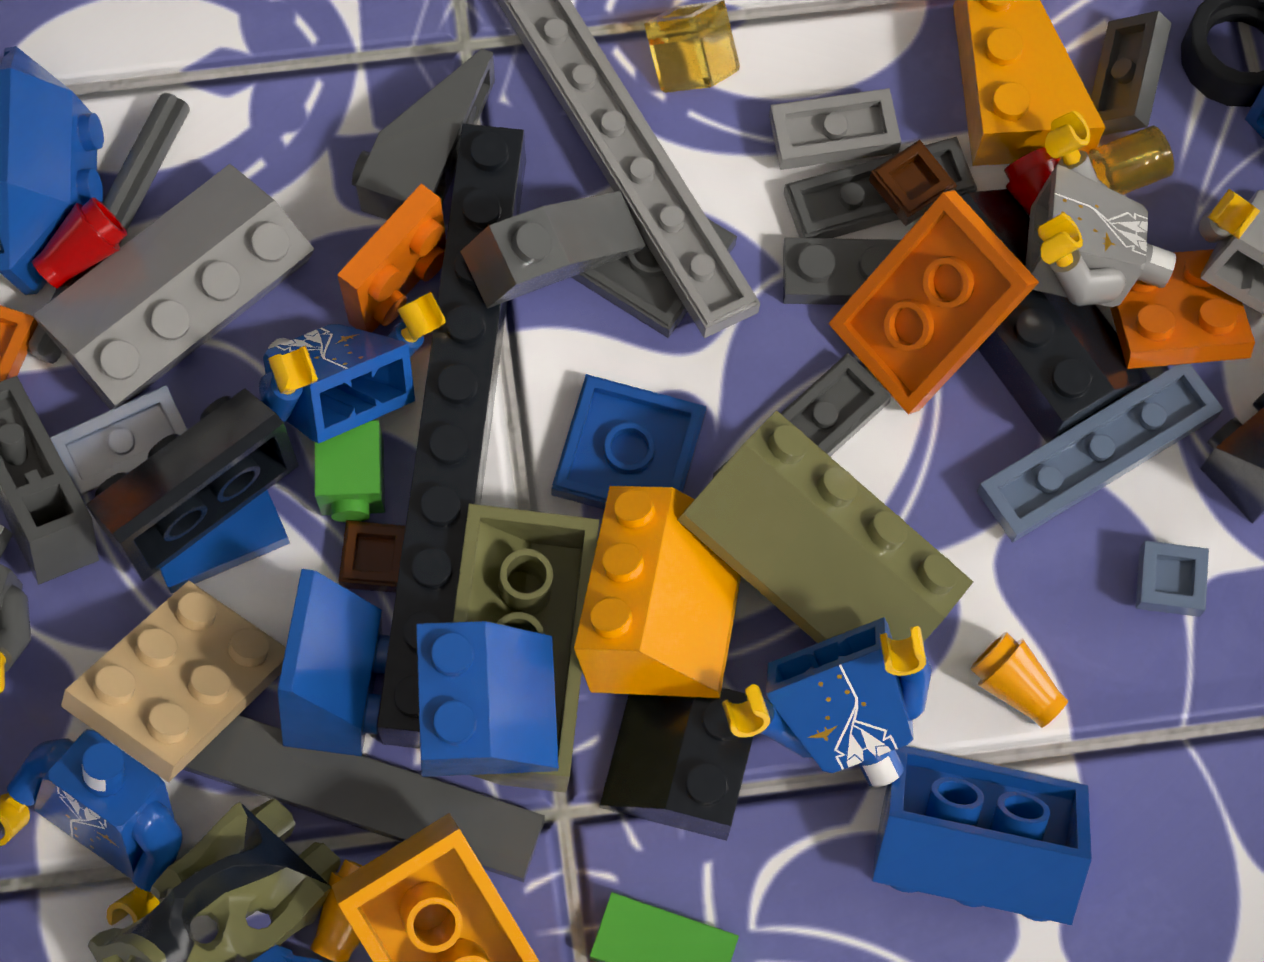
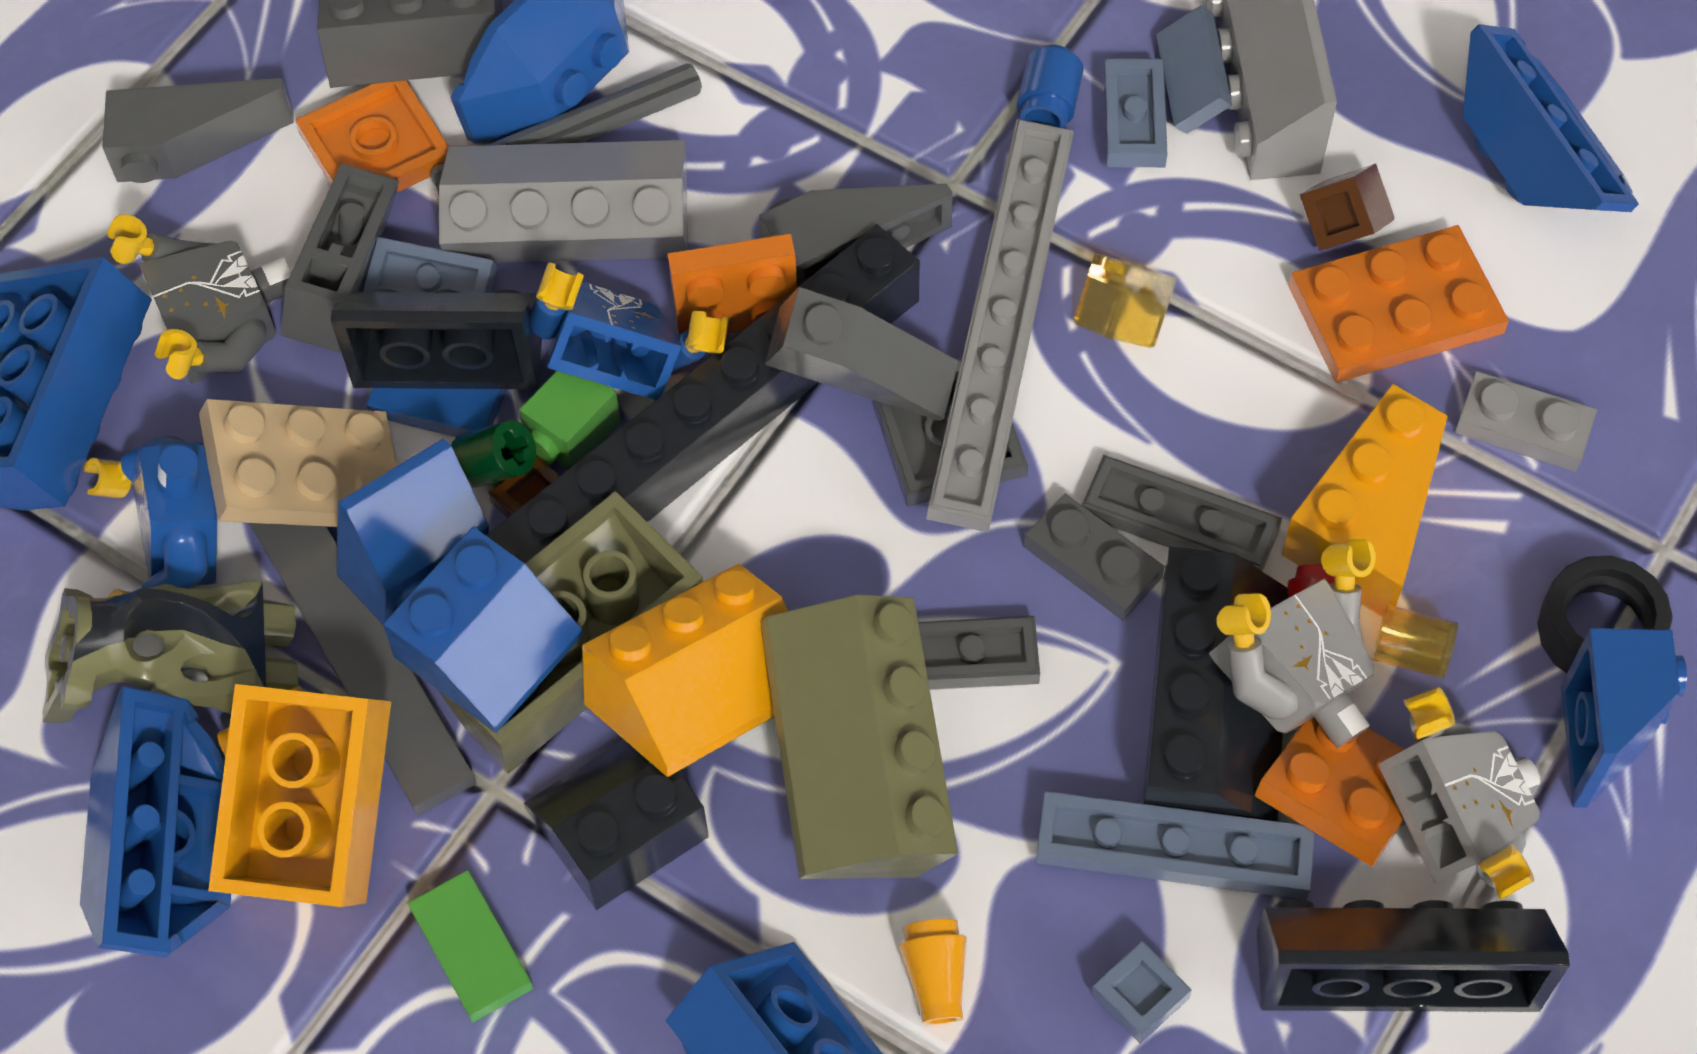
camera: 45 degrees right, 10 degrees down
(80, 242) = (526, 118): red cone -> none
(321, 545) = (495, 453): none -> dark green piece
(626, 440) = (799, 551): blue tile -> none
(835, 129) = (1183, 441): light grey plate -> none
(842, 701) = (751, 851): blue torso -> none
(911, 182) = (1207, 520): reddish brown tile -> none
(932, 301) = (1124, 614): orange plate -> none
(1130, 71) = (1478, 570): dark grey plate -> none

